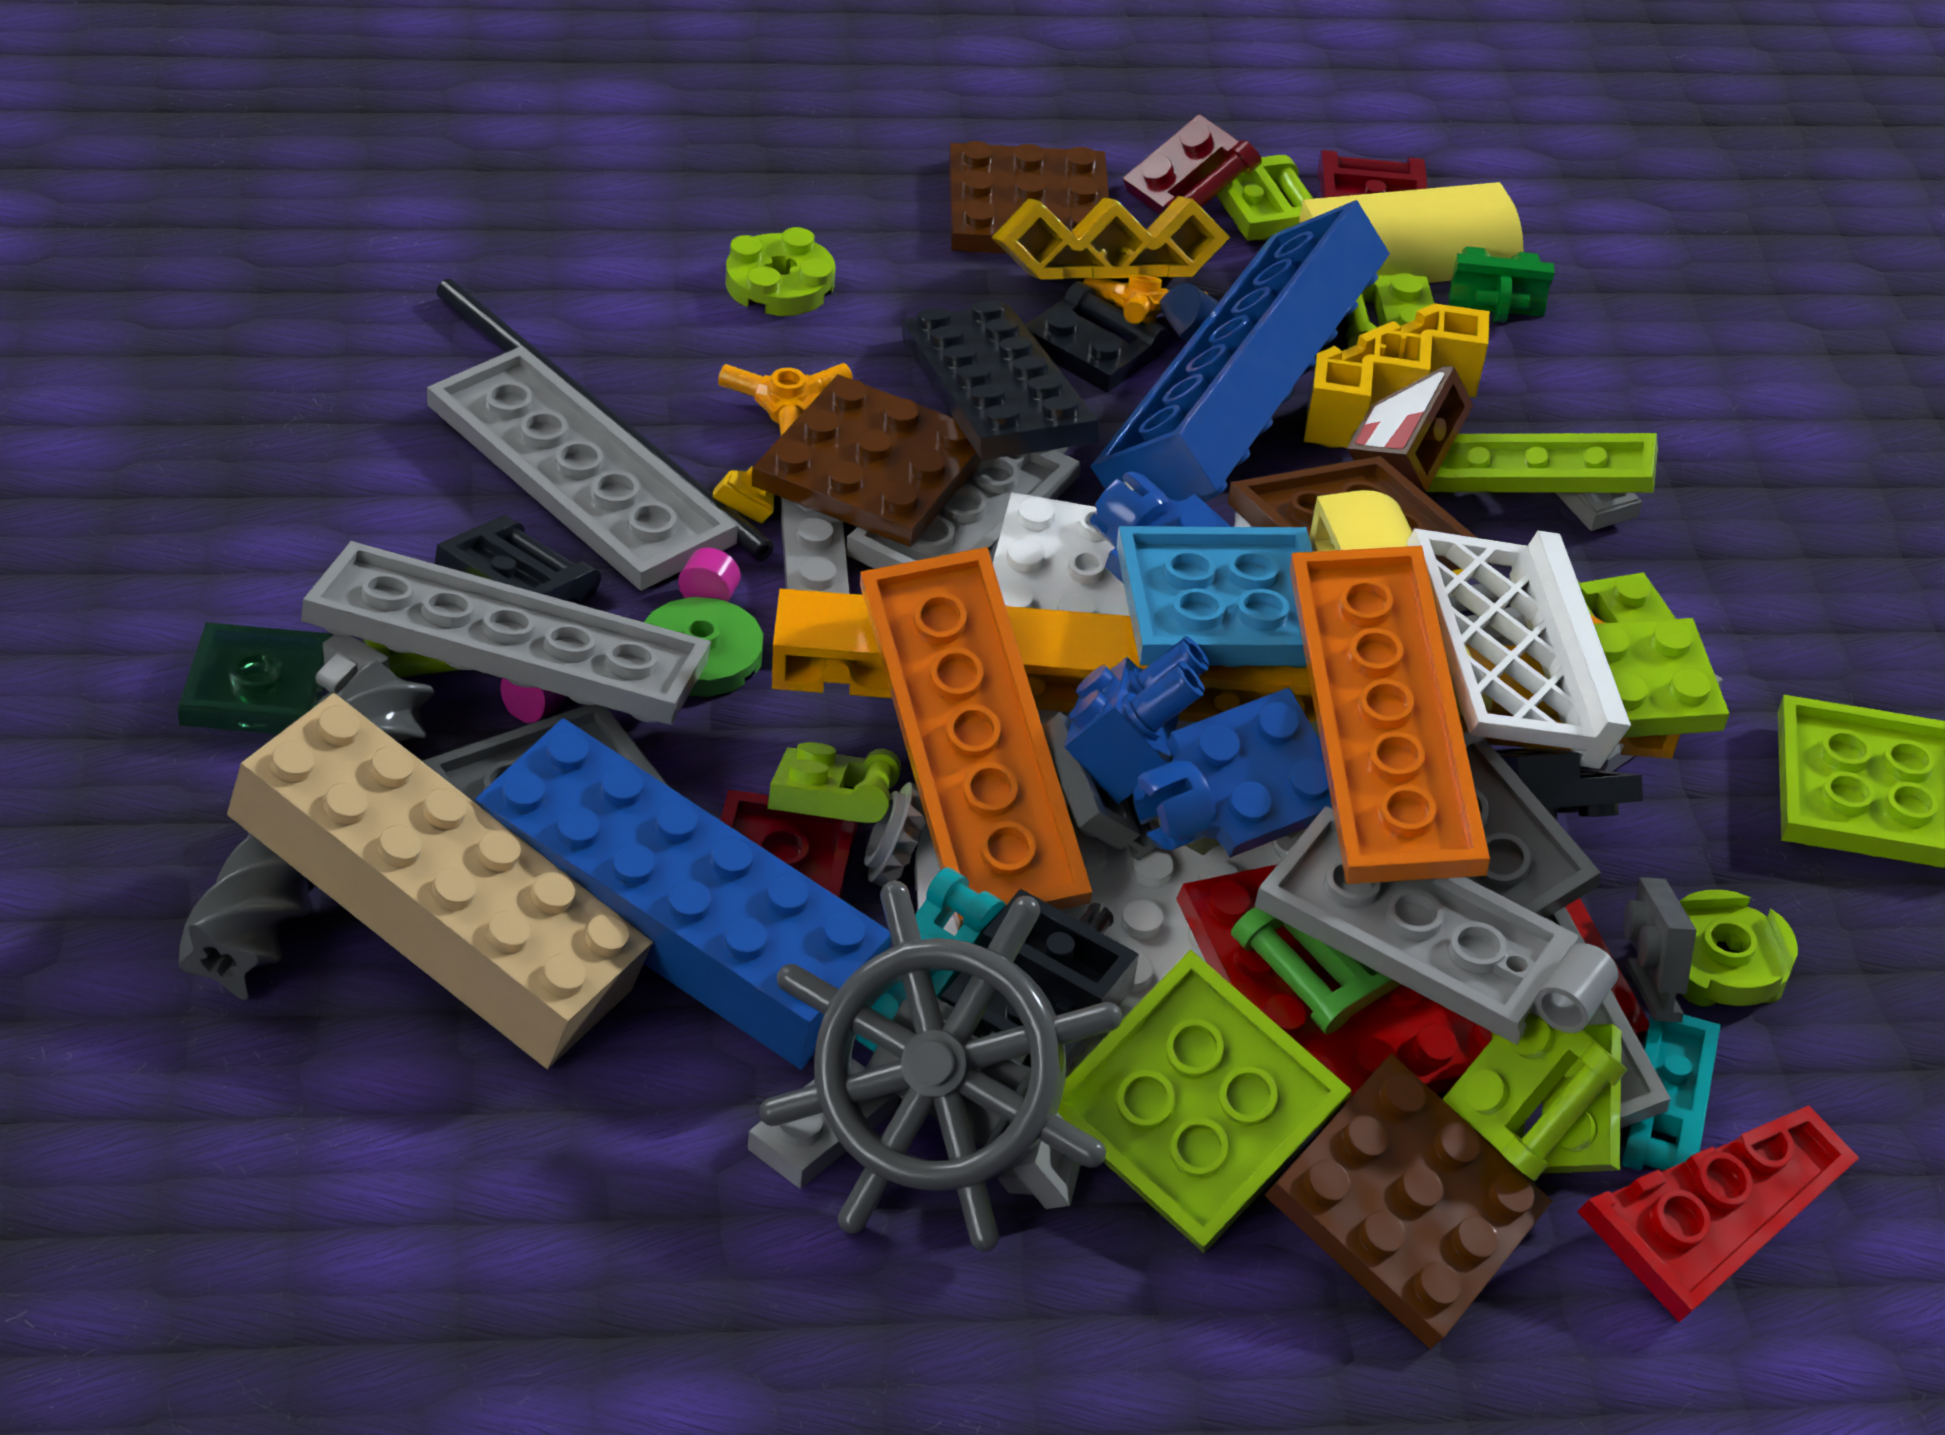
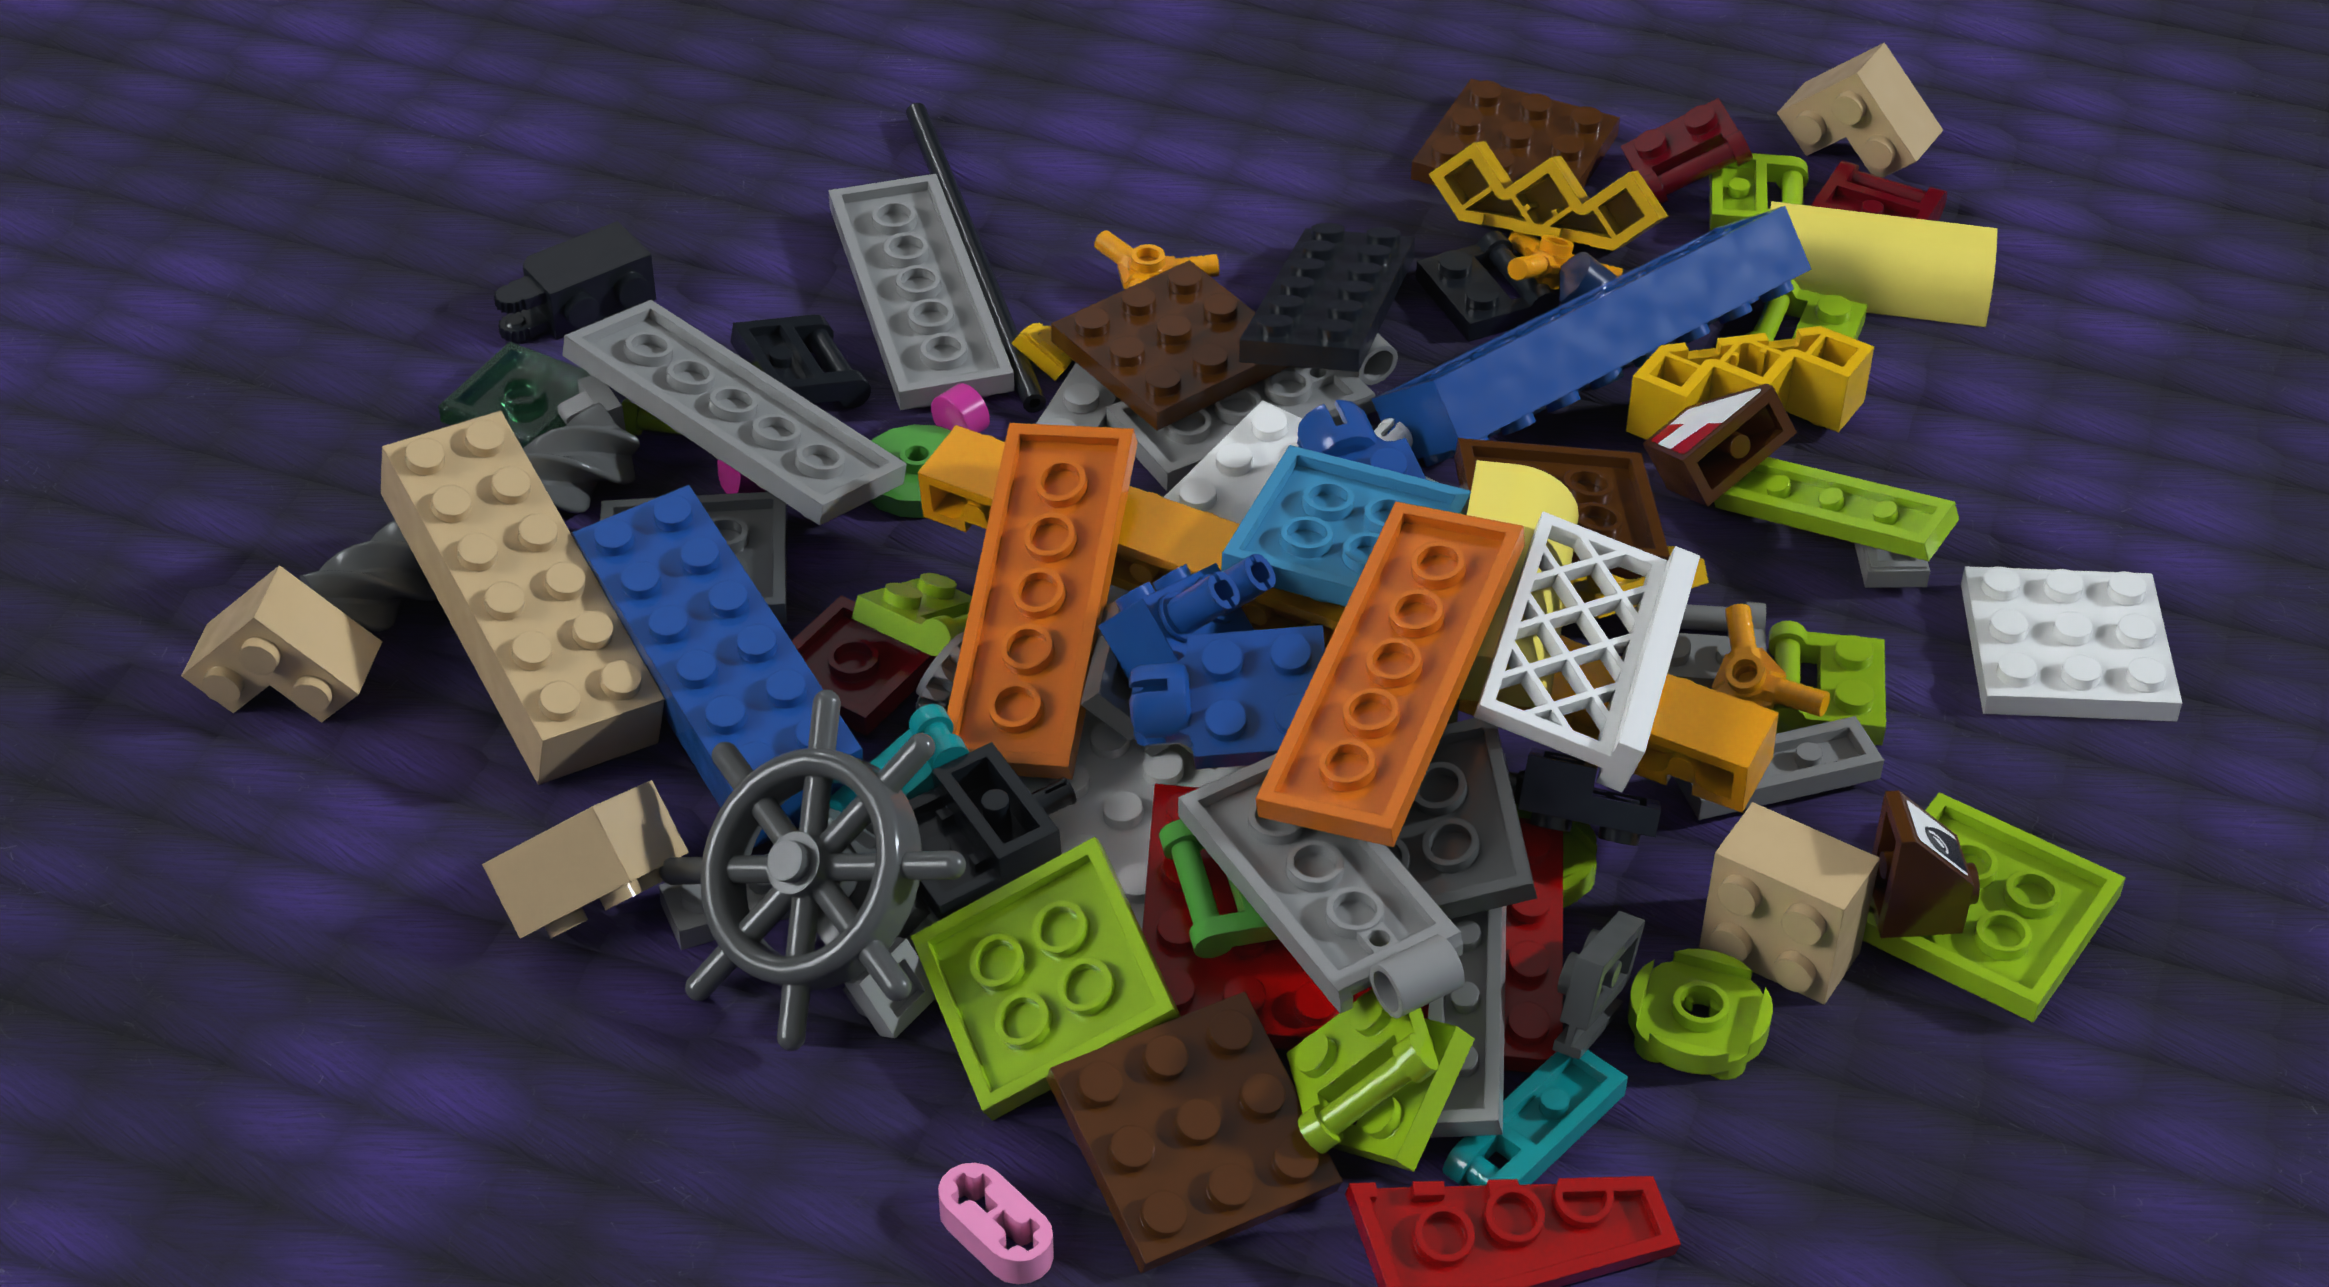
camera: 30 degrees right, 0 degrees up
(203, 999) = (283, 639): none -> tan brick
(235, 544) = (576, 284): none -> black hinge
(688, 1133) = (595, 855): none -> tan brick
(756, 267) = (1208, 146): lime plate -> none
(1284, 1348) = (1005, 1215): none -> bright pink beam
(1317, 91) = (1867, 104): none -> tan brick
(1500, 284) = (1939, 329): green hips -> none
(1663, 677) = (1724, 720): lime plate -> none
(1753, 826) = (1789, 902): none -> tan brick
(1777, 536) = (2069, 644): none -> white plate
(1841, 772) = (1921, 873): none -> reddish brown slope

